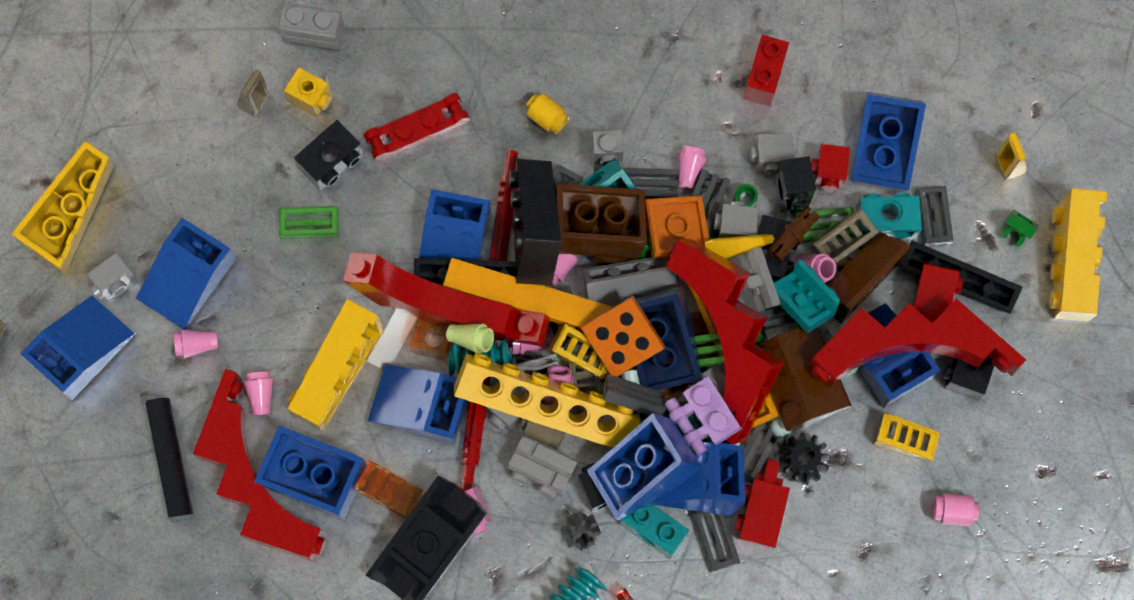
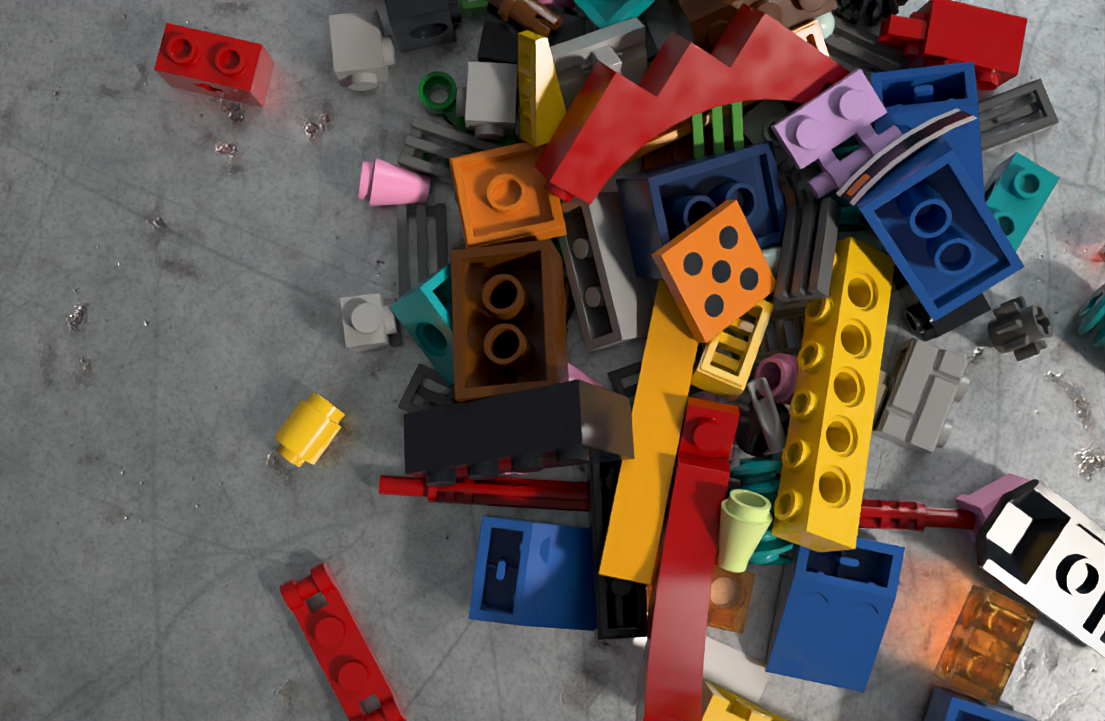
camera: 90 degrees left, 10 degrees up
(690, 446) = (899, 150): none -> sticker

